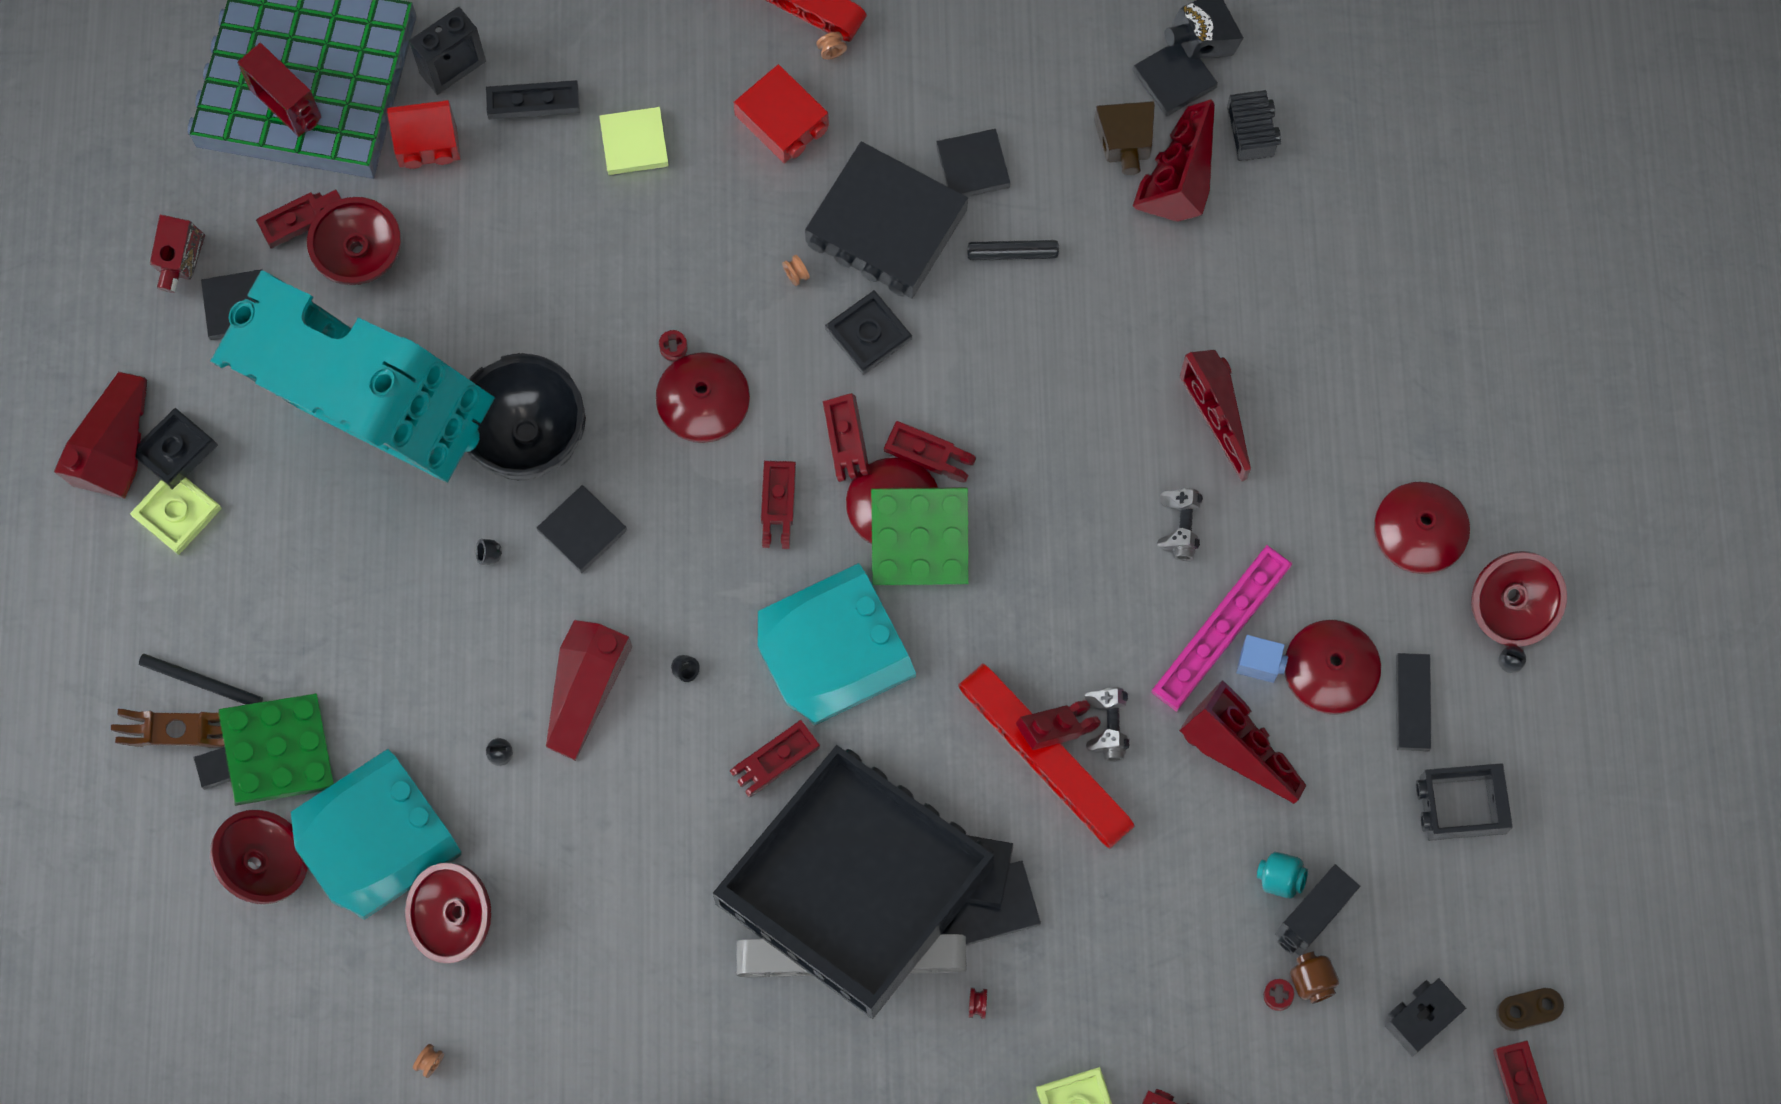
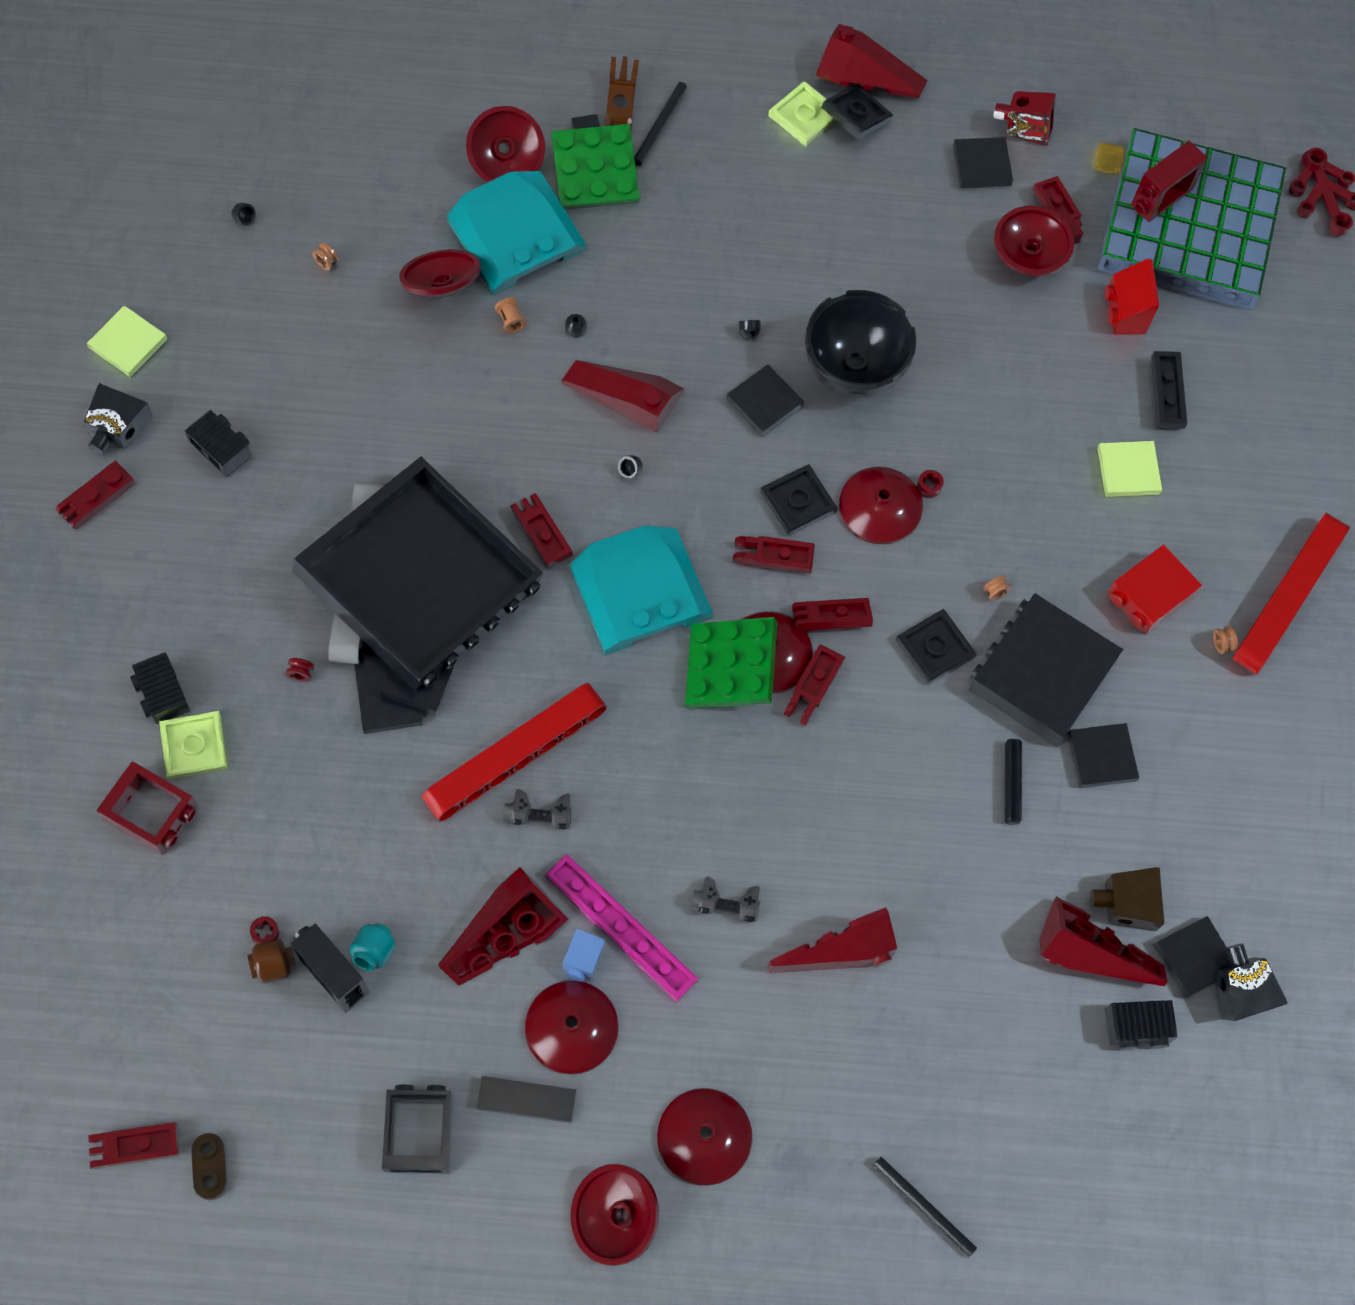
camera: 90 degrees right, 5 degrees down
(221, 165) = (1109, 158): none -> clear yellow tile
(354, 377) = (887, 196): teal piece -> none
(457, 42) = (1201, 327): black window -> none
(495, 826) = (510, 315): none -> nougat bush
(705, 484) = (798, 499): none -> black tile
(1056, 725) = (537, 757): dark red hinge -> none
(1439, 1003) = (203, 1049): black brick -> none
(1456, 319) = (925, 1206): none -> black bar
(1510, 663) = (565, 1209): black hinge -> none

